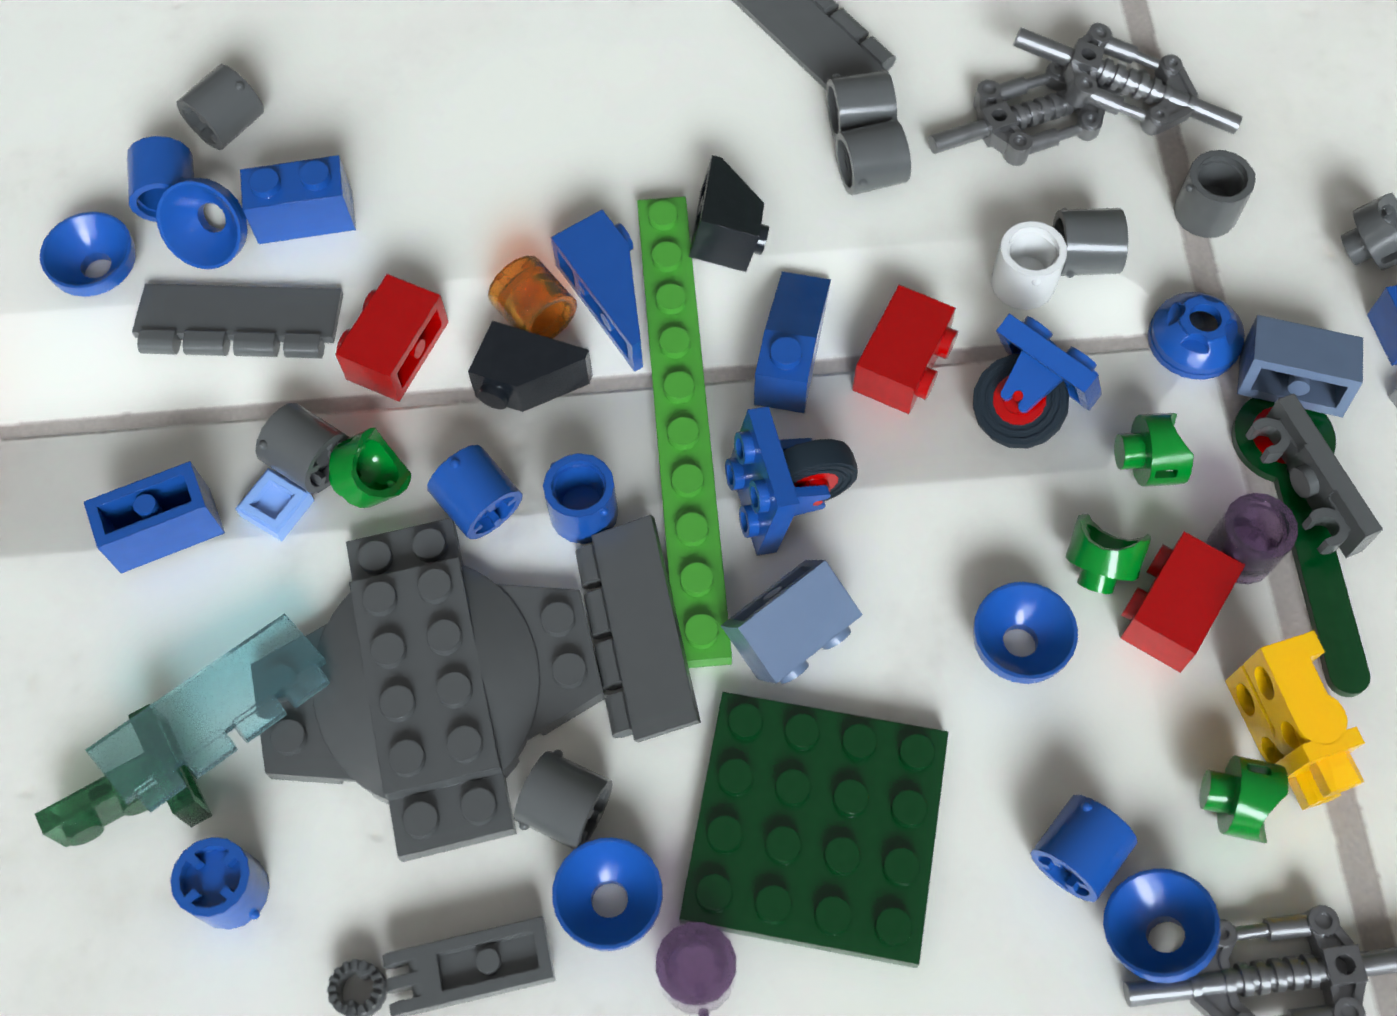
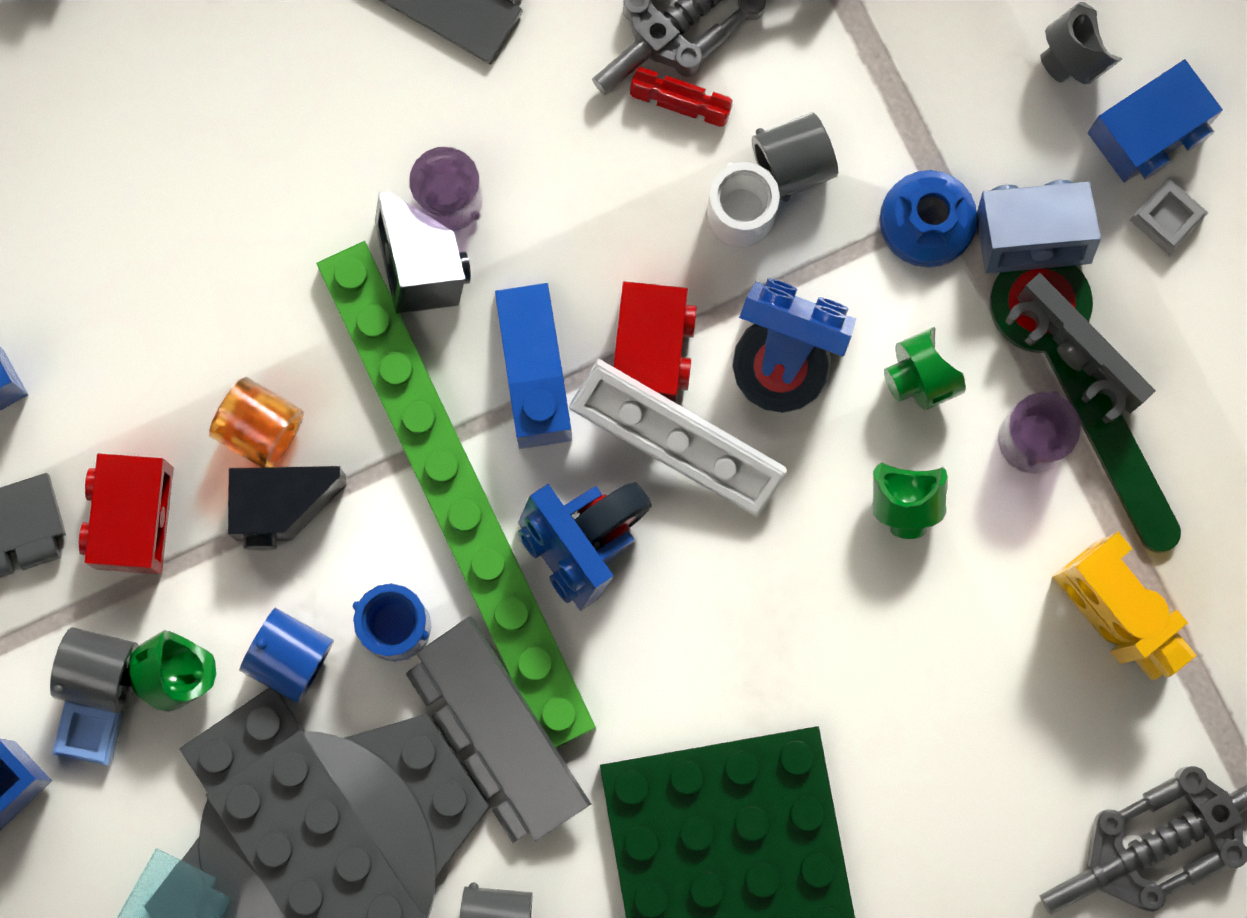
camera: 25 degrees left, 15 degrees up
(599, 269) = (311, 360): blue slope -> none
(774, 171) = (447, 187): none -> clear purple piece
(793, 622) = (641, 676): sand blue brick -> none
(860, 100) = (510, 69): dark grey piece -> none
(873, 157) = (544, 129): dark grey piece -> none
(902, 429) = (677, 438): none -> white tile
(1002, 174) = (681, 97): none -> red axle
(1038, 613) = (874, 582): blue piece -> none
(1084, 848) = (971, 793): blue piece -> none
(1157, 898) = (1030, 834): blue piece -> none
(1181, 601) = (990, 519): red brick -> none
(1214, 193) = (903, 53): dark grey piece -> none
(1244, 796) = (1097, 697): green piece -> none

